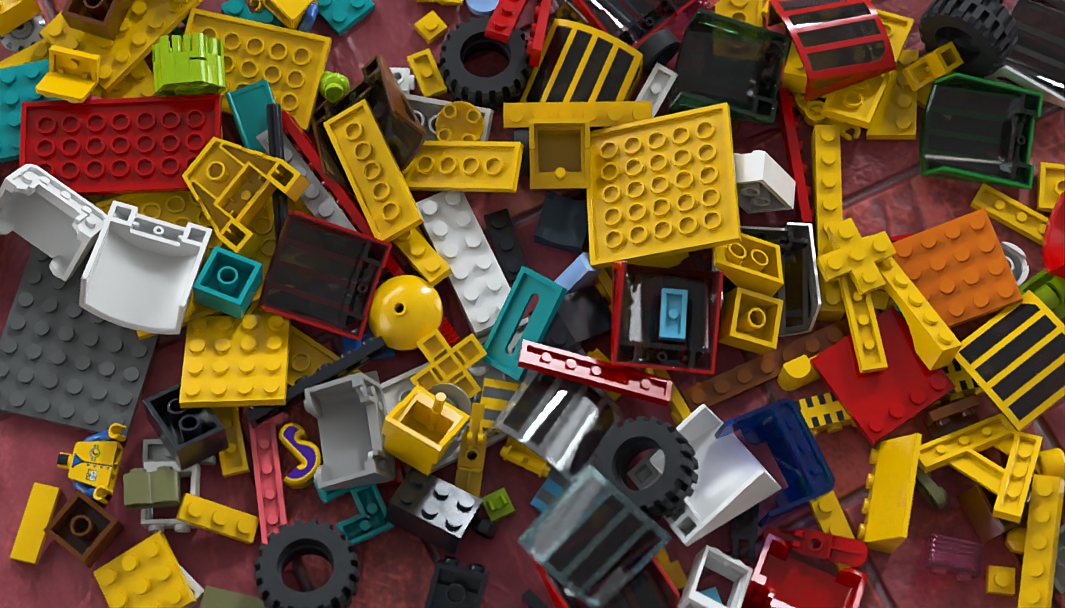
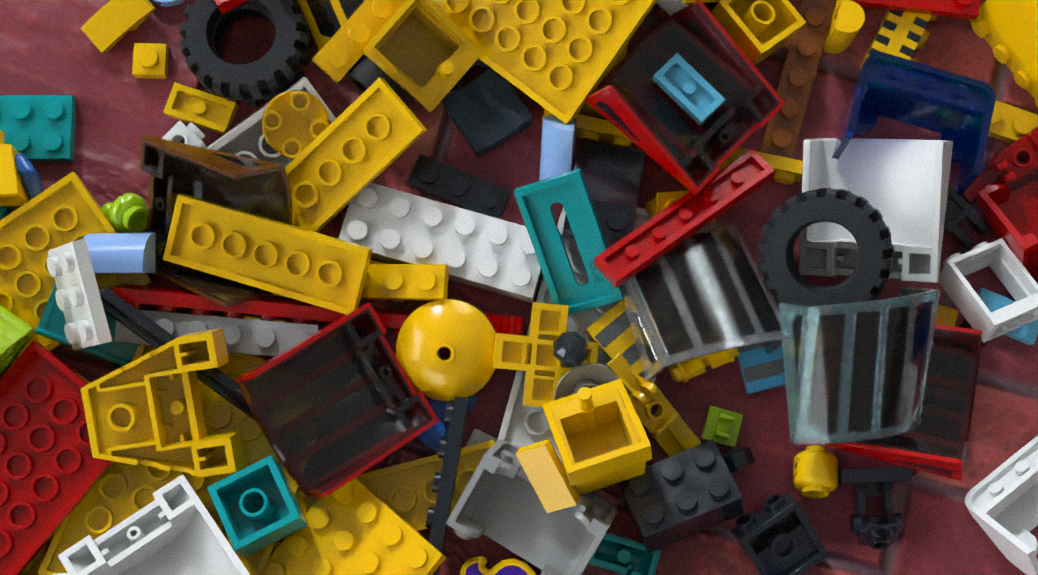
camera: 45 degrees left, 10 degrees up
(263, 95) = (78, 295): none -> white plate
(305, 97) = (122, 252): none -> light blue brick
(379, 407) = (547, 476): none -> yellow tile
(462, 374) = (570, 349): none -> black tile
(516, 578) = (815, 472): none -> yellow head

